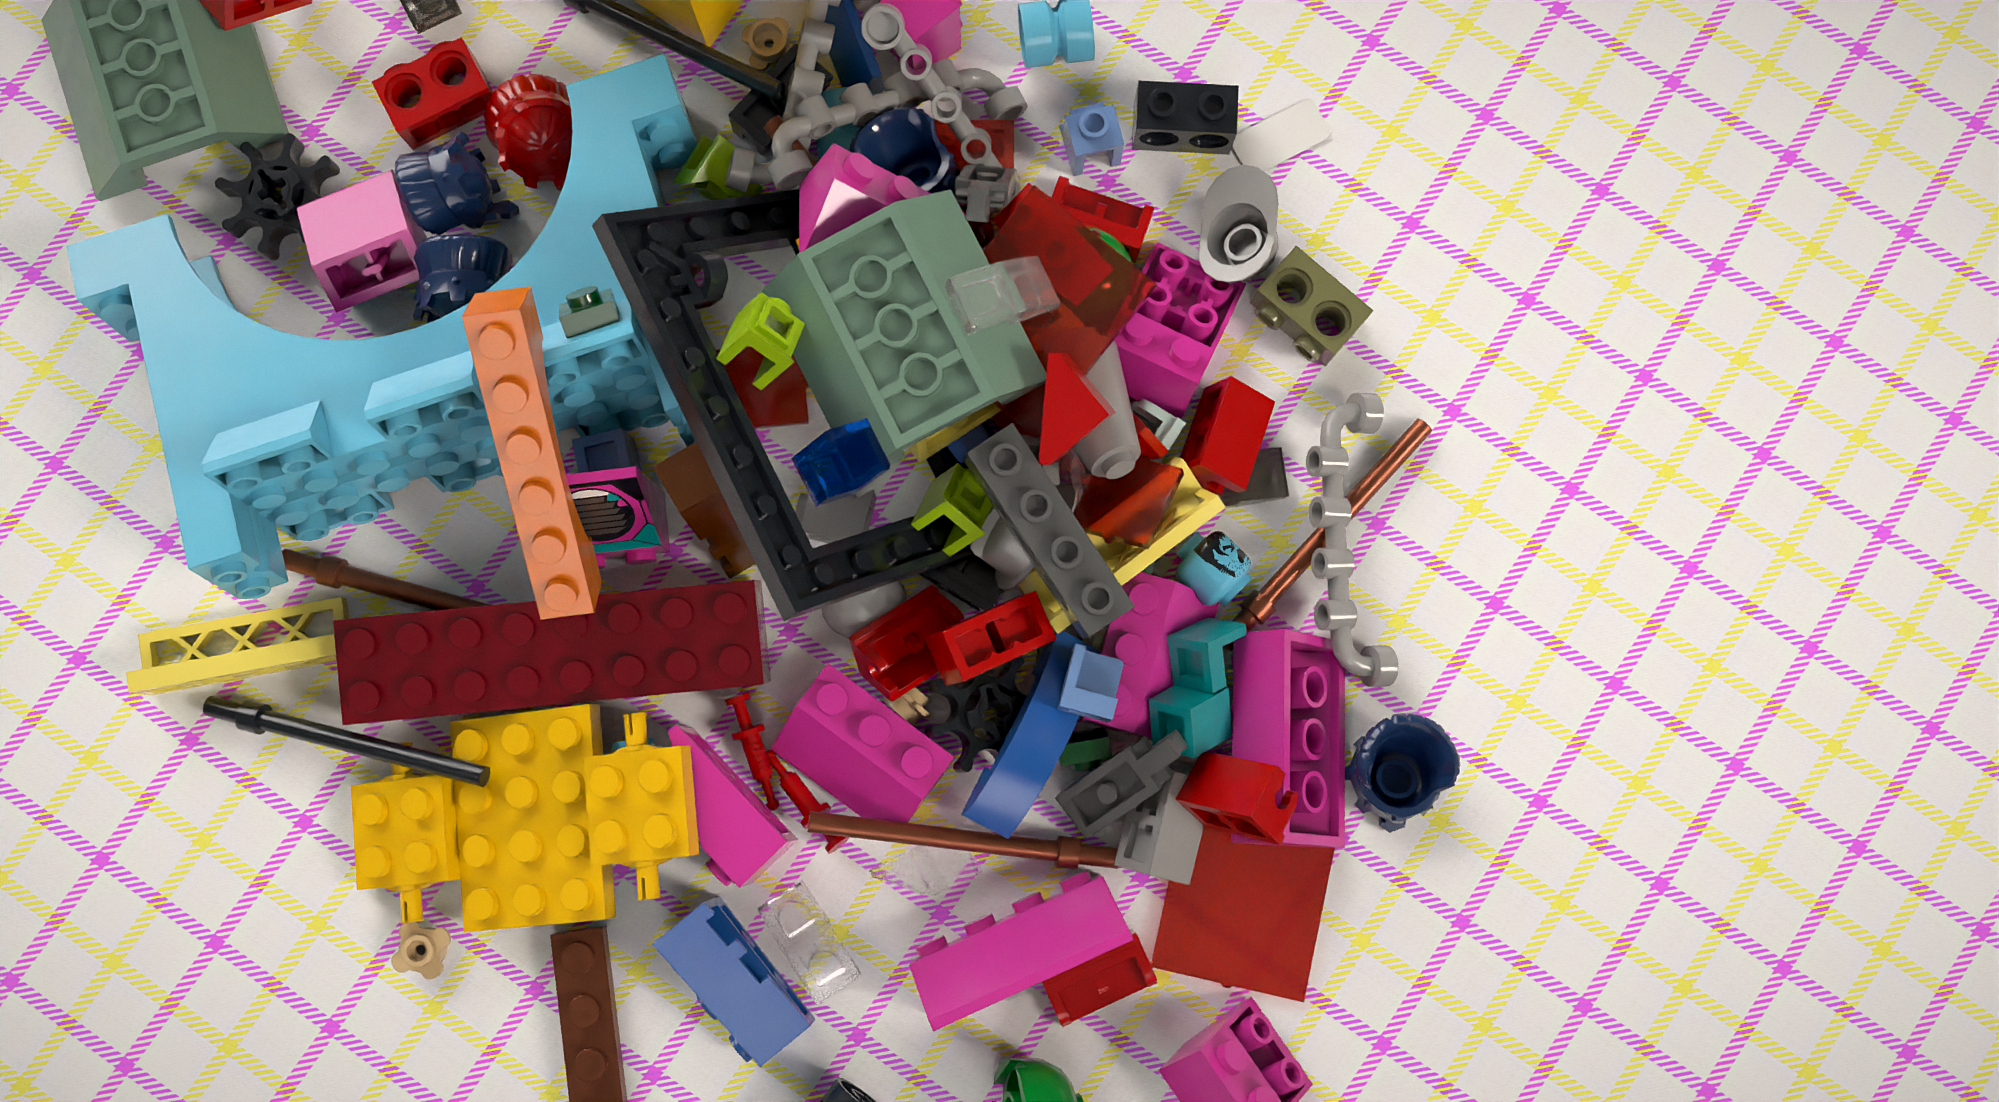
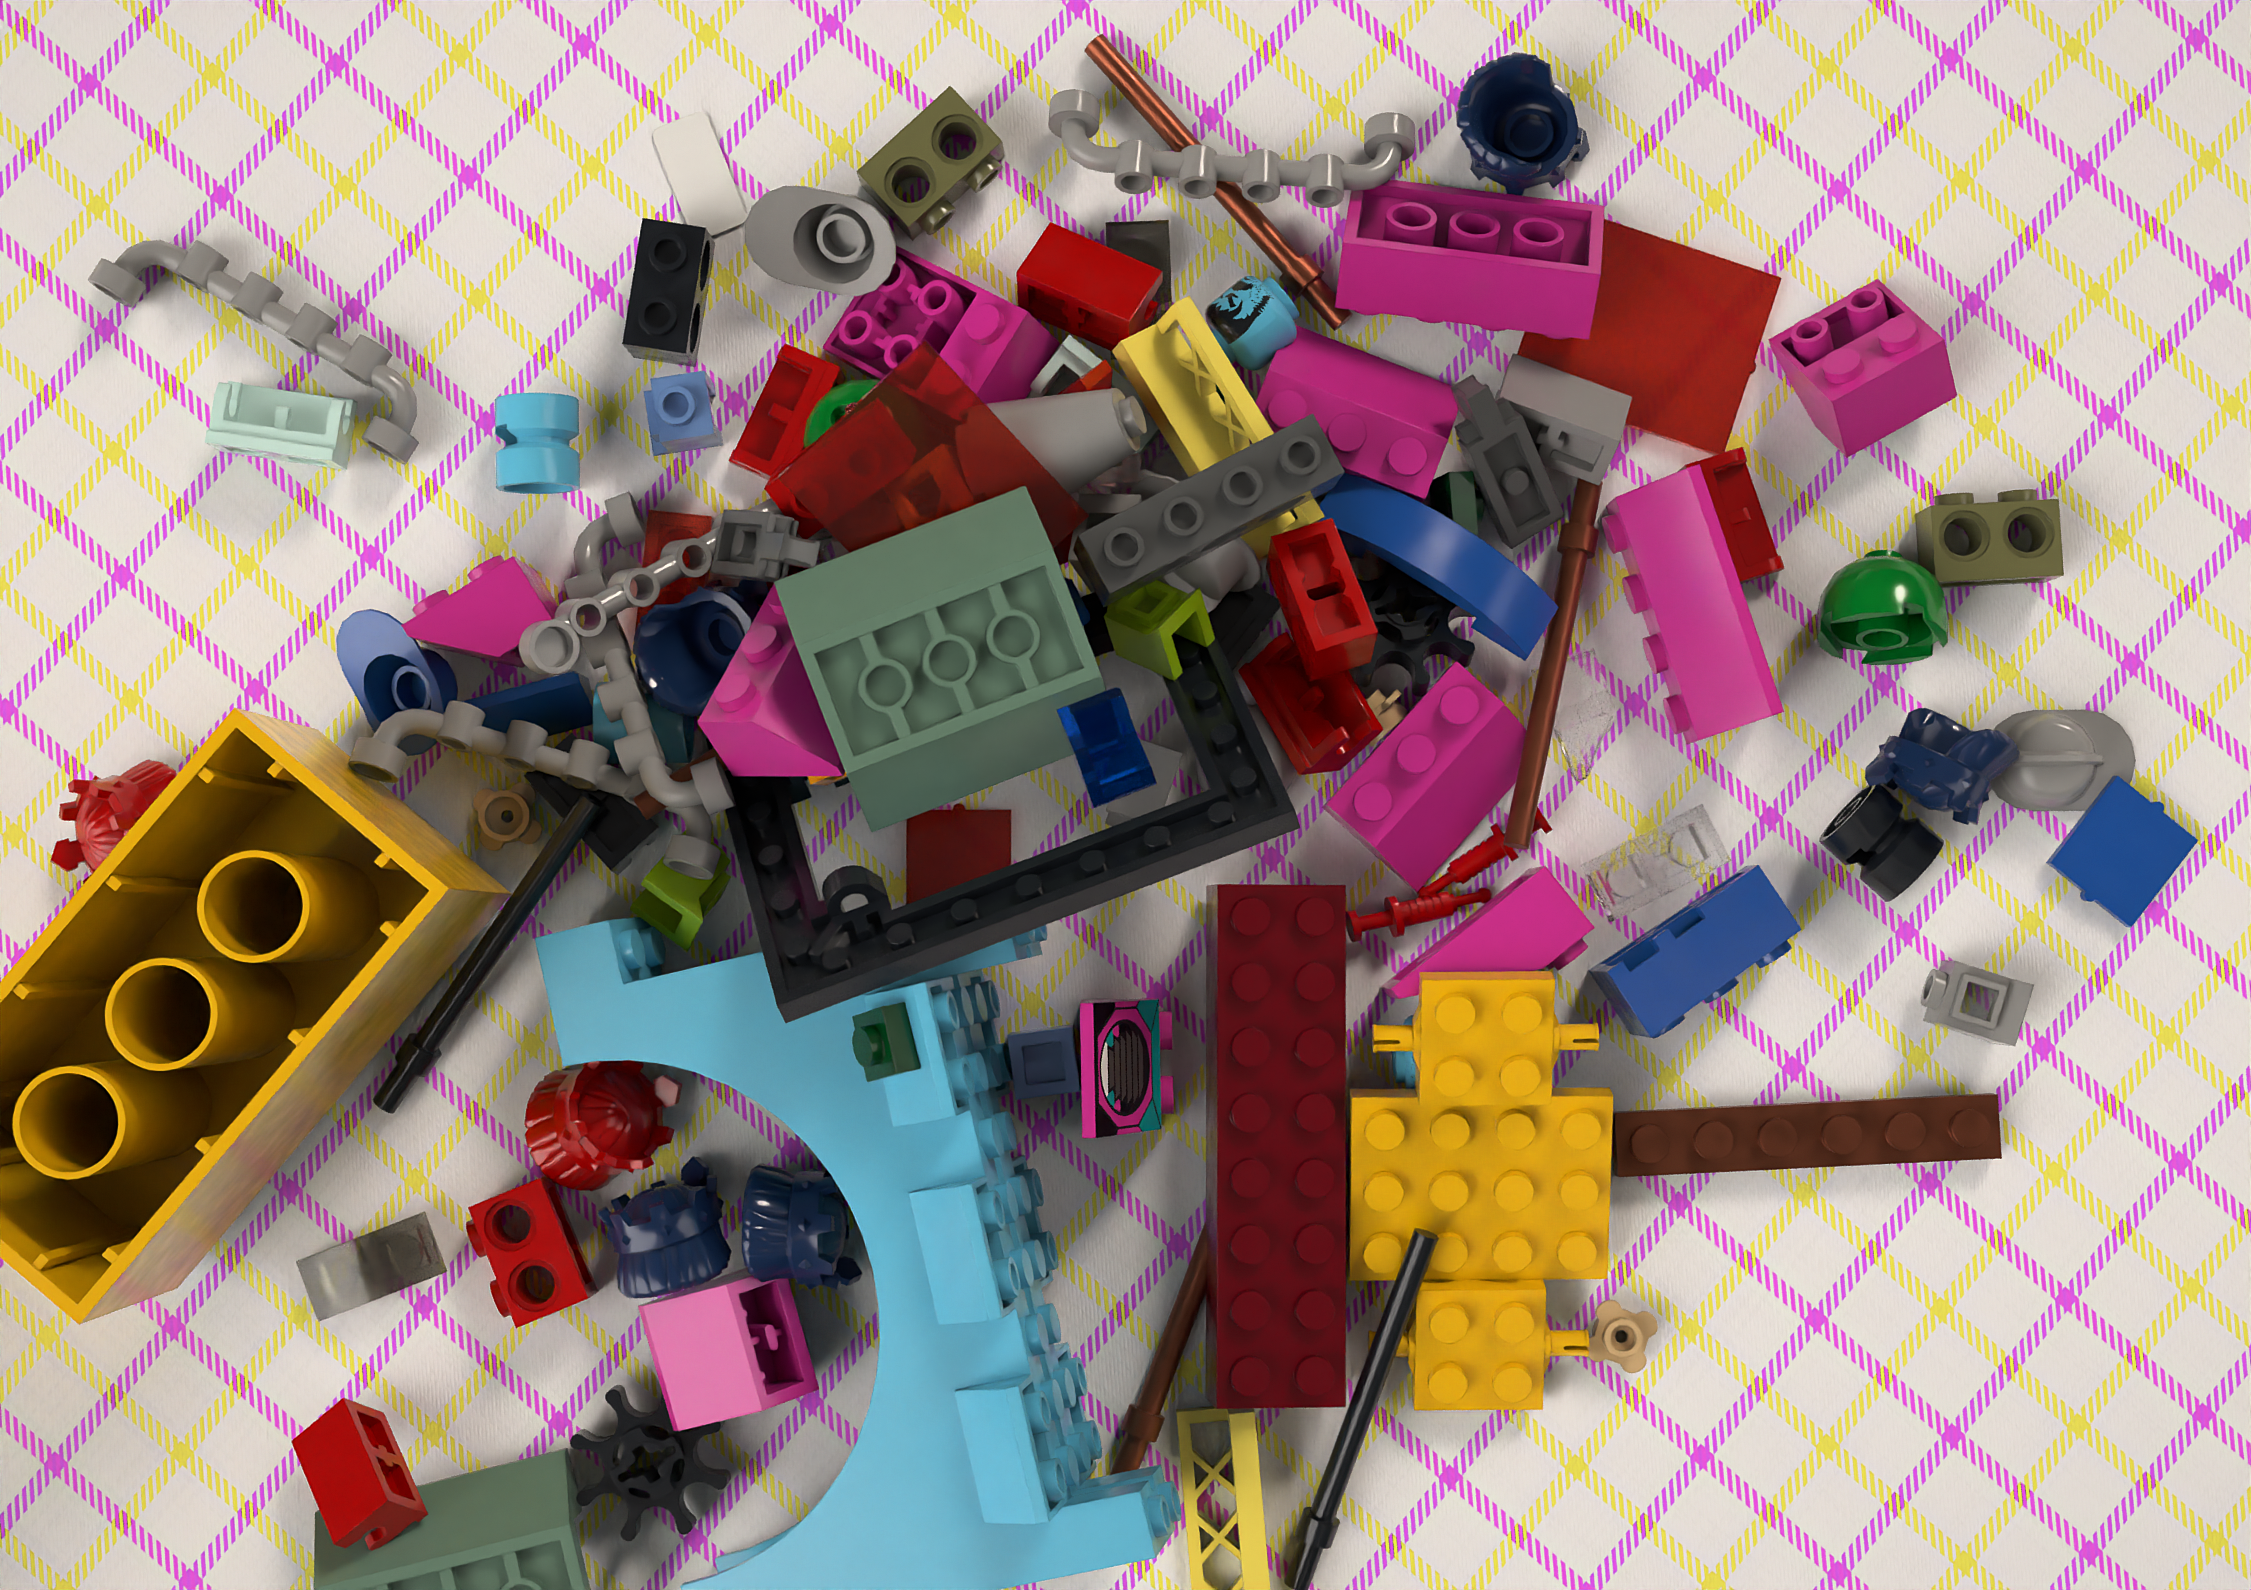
camera: 85 degrees left, 5 degrees up
(513, 383) = (1052, 1124): orange arch -> none
(704, 508) = (1126, 927): reddish brown wedge -> none
(768, 328) = (934, 820): lime window -> none
(1001, 292) = (920, 529): clear slope -> none
(1070, 408) = (1068, 459): red slope -> none
(1091, 685) = (1390, 483): medium blue panel -> none
(1131, 505) = (1179, 412): clear red piece -> none
(1196, 714) = (1426, 365): teal panel -> none
(1198, 653) = (1357, 351): teal panel -> none
(1238, 797) = (1539, 322): red hinge -> none

